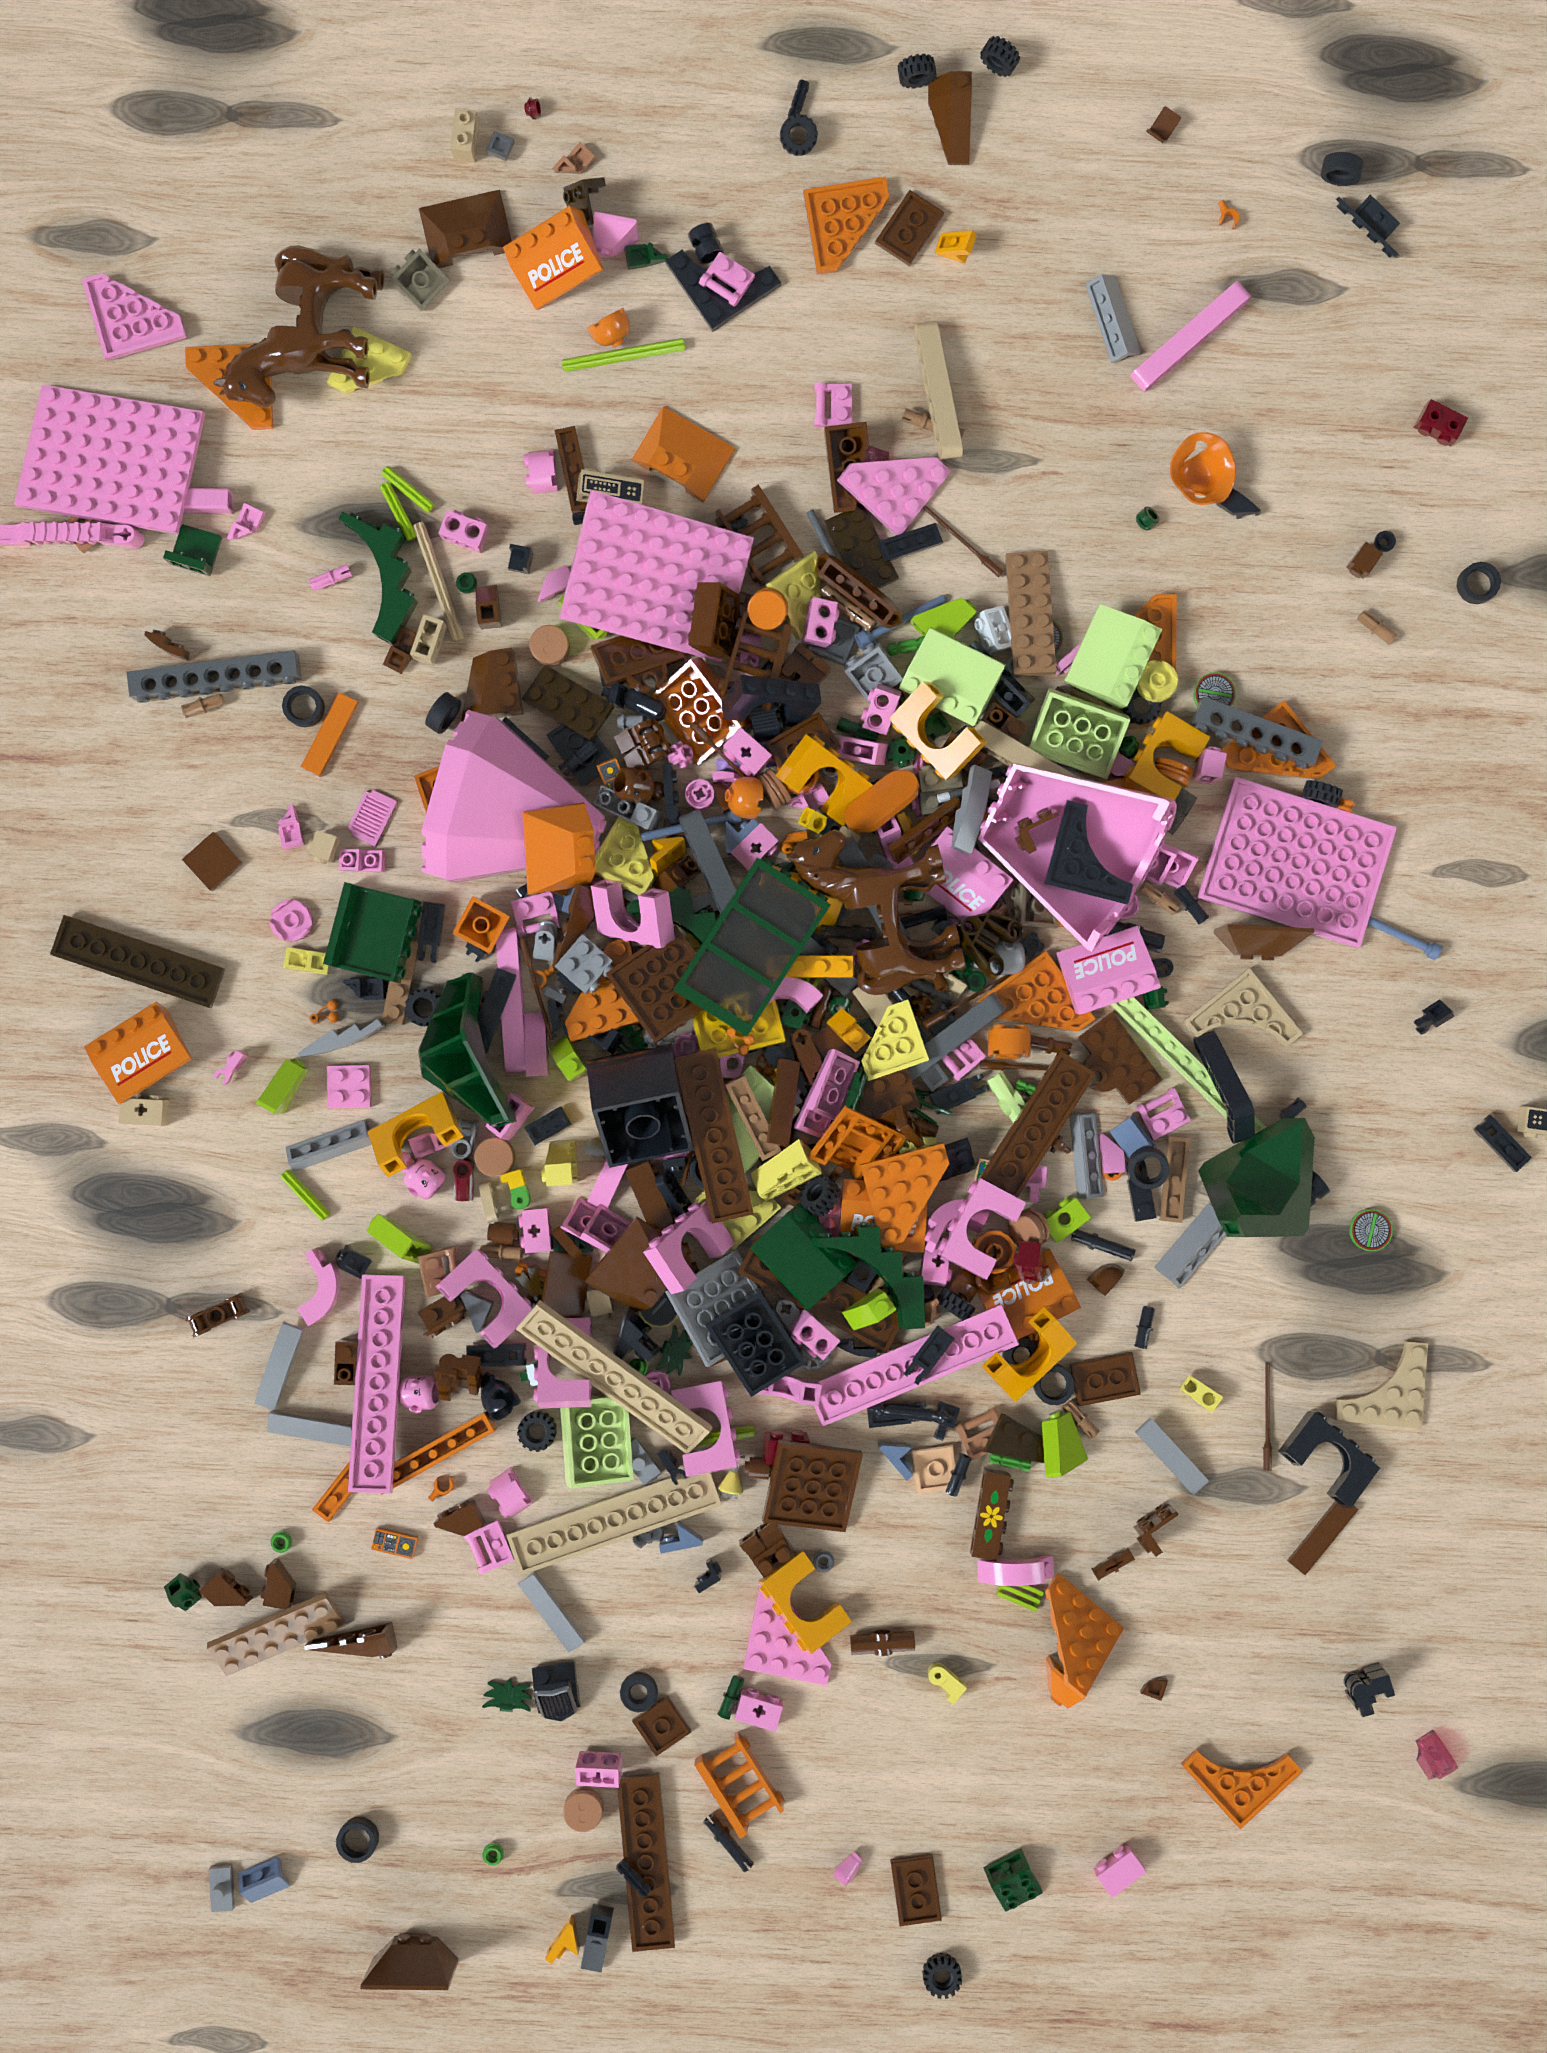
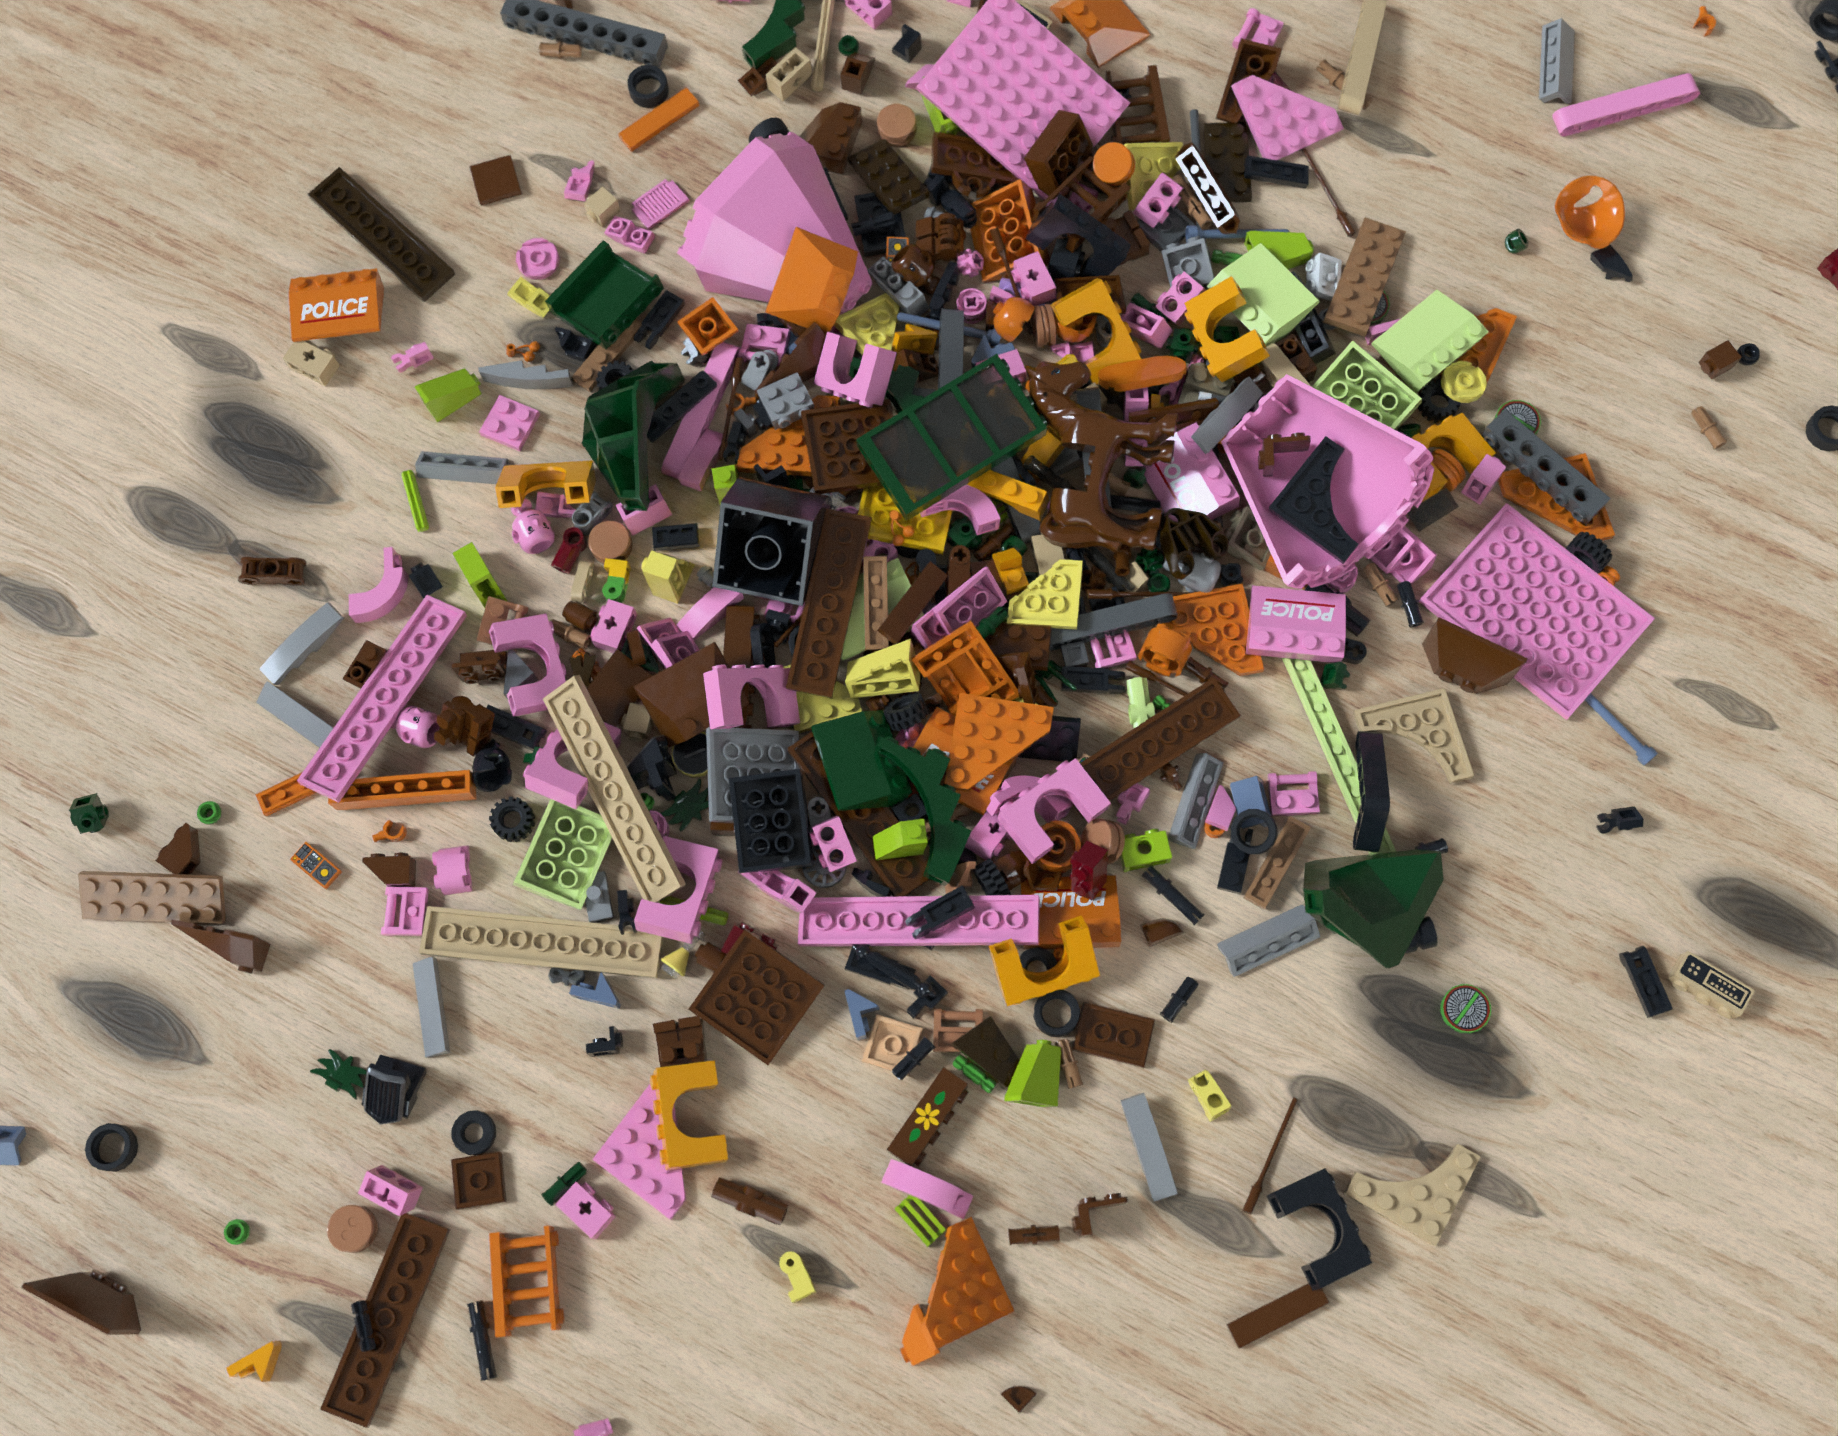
camera: 30 degrees right, 15 degrees down
(225, 1590) = (128, 831): reddish brown slope -> none
(597, 1938) = (291, 1375): black slope -> none
(823, 1567) = (730, 1078): flat silver plate -> none
(1117, 1060) = (1269, 721): reddish brown plate -> none

